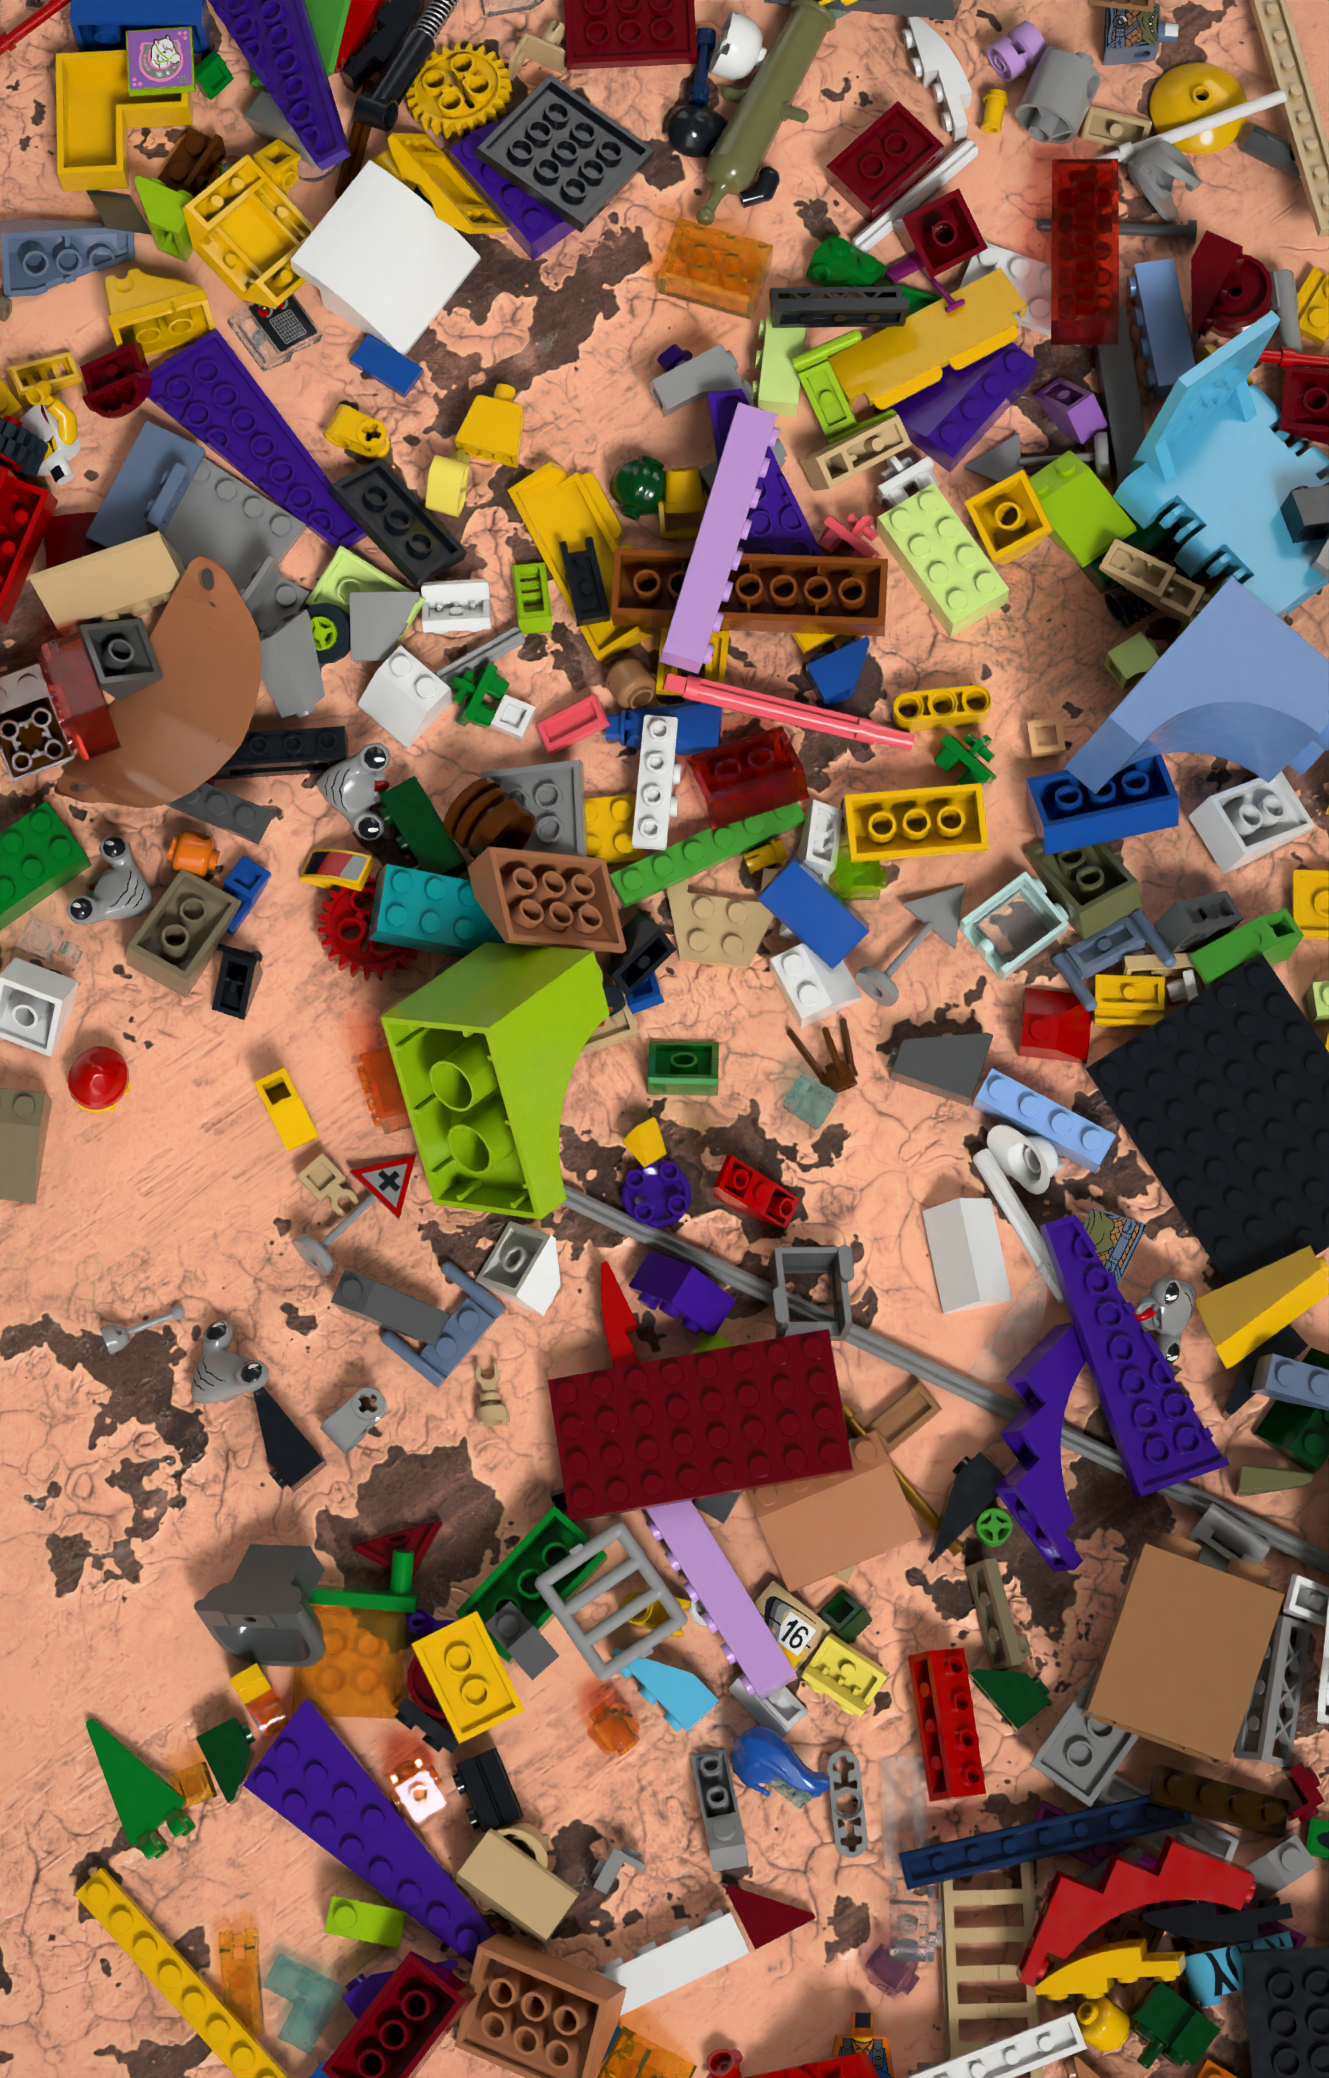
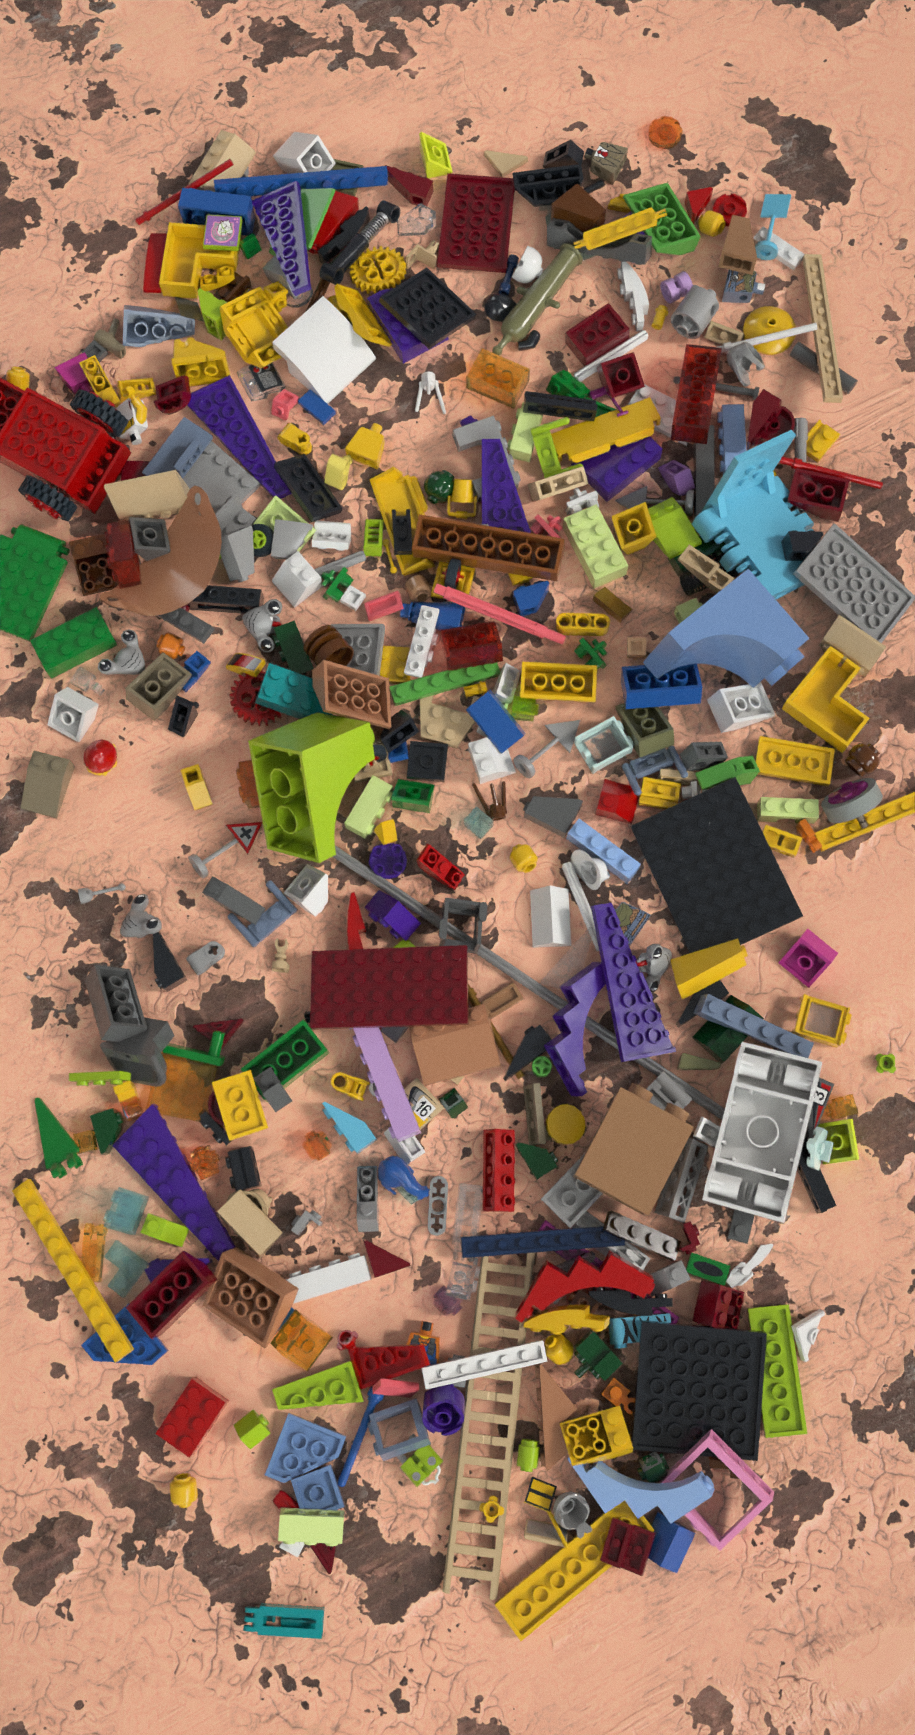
camera: 10 degrees right, 0 degrees up
(39, 130) = (154, 262): none -> red slope
(172, 142) = (224, 276): none -> yellow slope
(201, 1666) = (100, 1078): none -> lime plate
(207, 1526) = (115, 1003): none -> dark grey slope
(290, 1897) = (125, 1211): none -> clear light blue slope
(325, 369) = (283, 403): none -> coral bracket
(325, 1181) = (212, 828): tan plate -> none
(424, 1624) = (223, 1072): dark purple arm -> none
(557, 606) = (386, 543): none -> yellow hinge
(565, 1611) = (342, 1056): light grey bar -> none
(588, 293) = (429, 383): none -> white plant
(608, 1101) = (369, 807): none -> yellowish green brick
(699, 1001) = (427, 761): none -> black plate
(718, 539) = (474, 514): lavender brick -> none
(844, 1675) = (447, 1135): light yellow bracket -> none
(902, 1154) = (523, 858): none -> yellow head
(989, 663) = (612, 604): none -> pearl gold slope
(1052, 1624) = (565, 1124): none -> yellow tile

